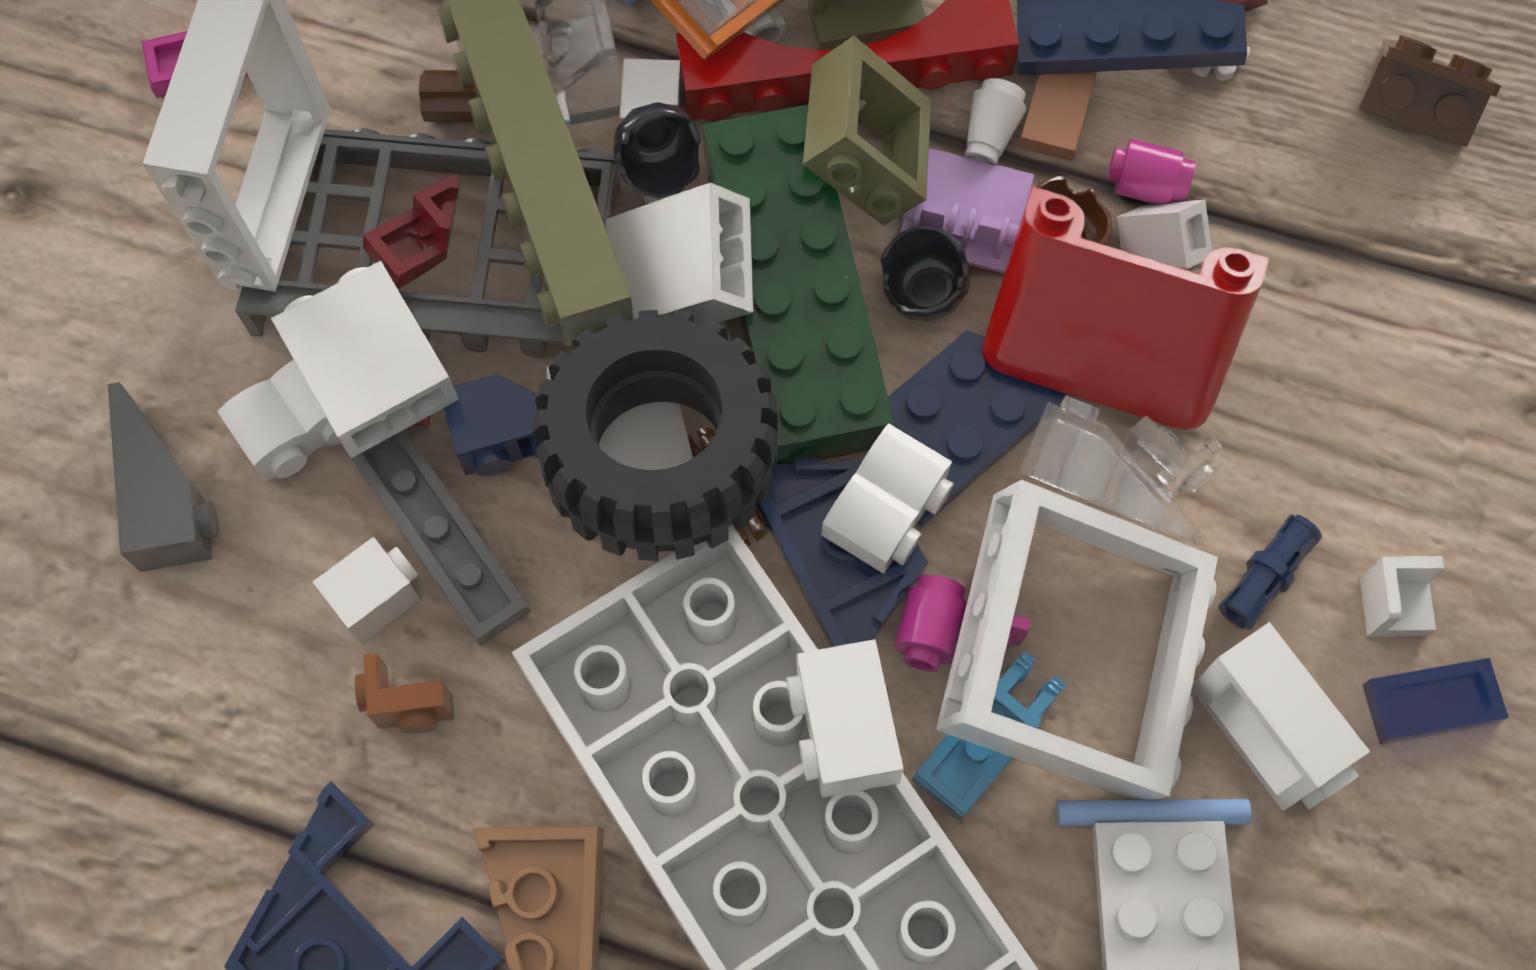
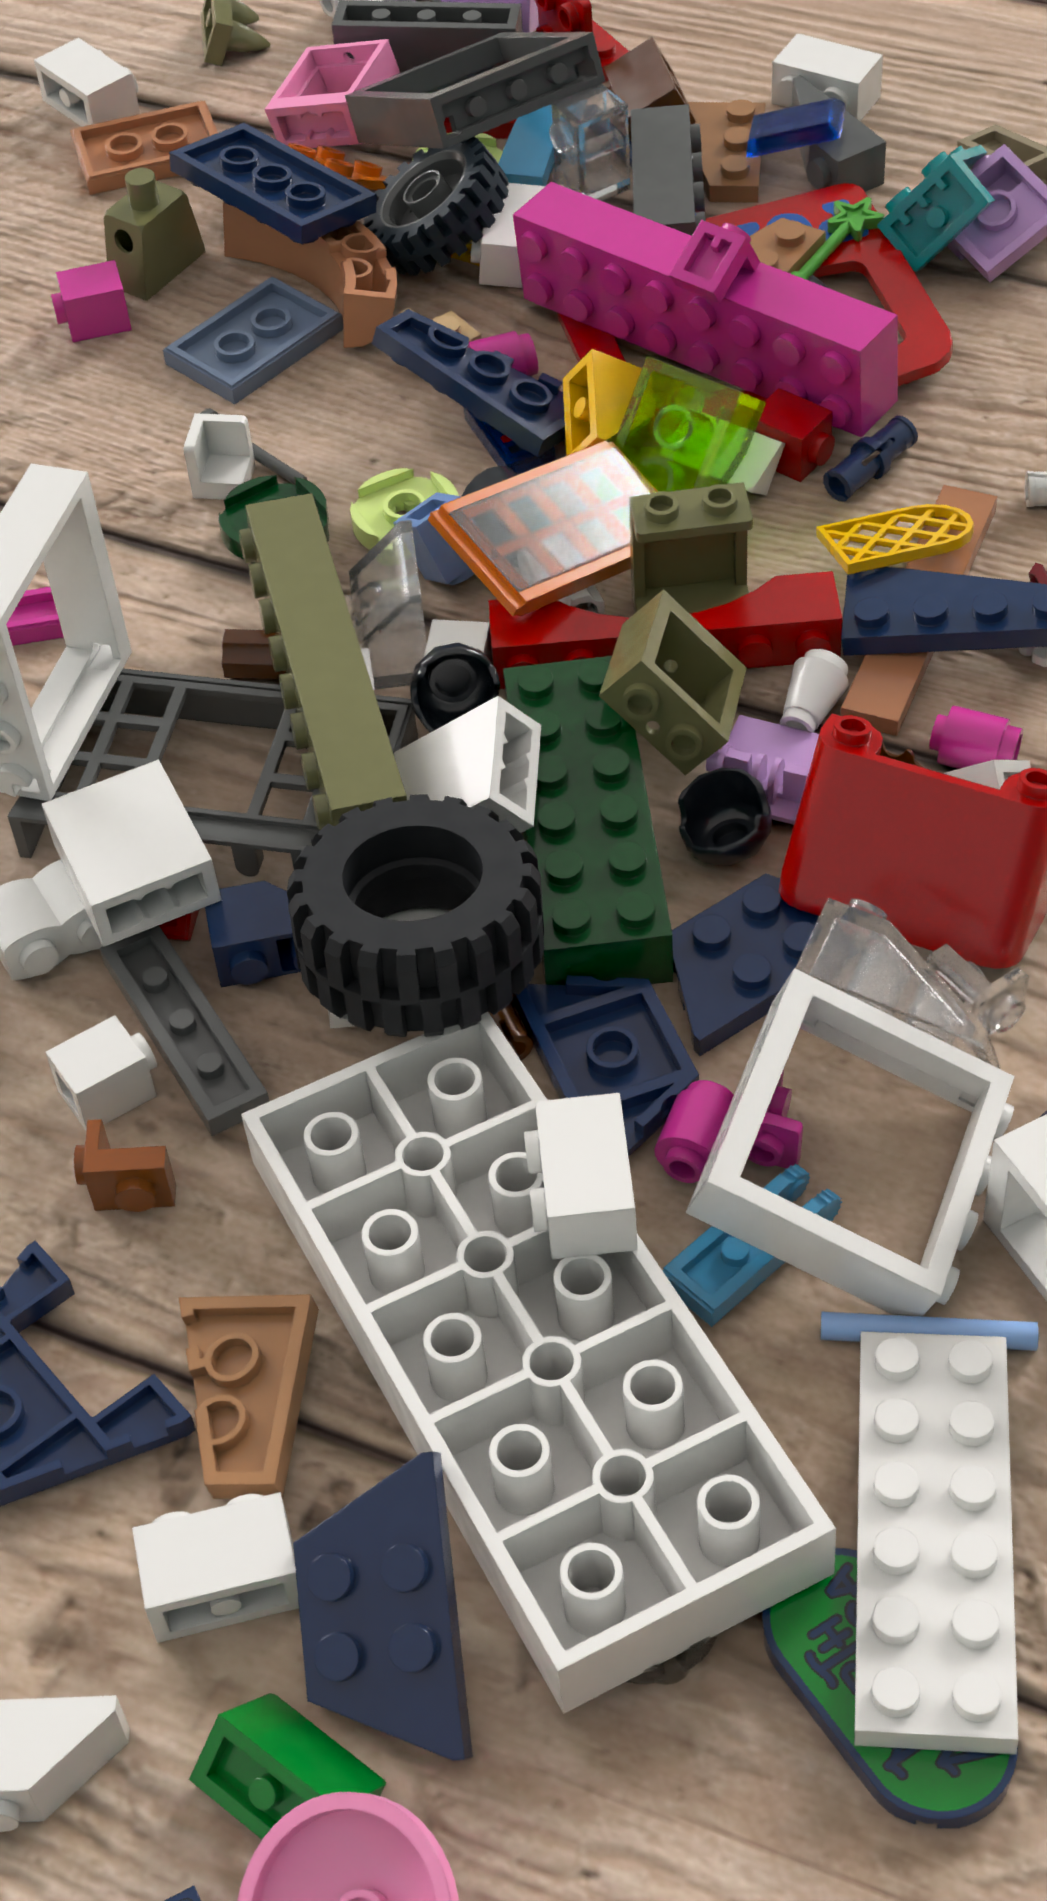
camera: 10 degrees right, 20 degrees down
(418, 237) = (205, 757): dark red slope -> none
(887, 498) = (657, 1004): white brick -> none

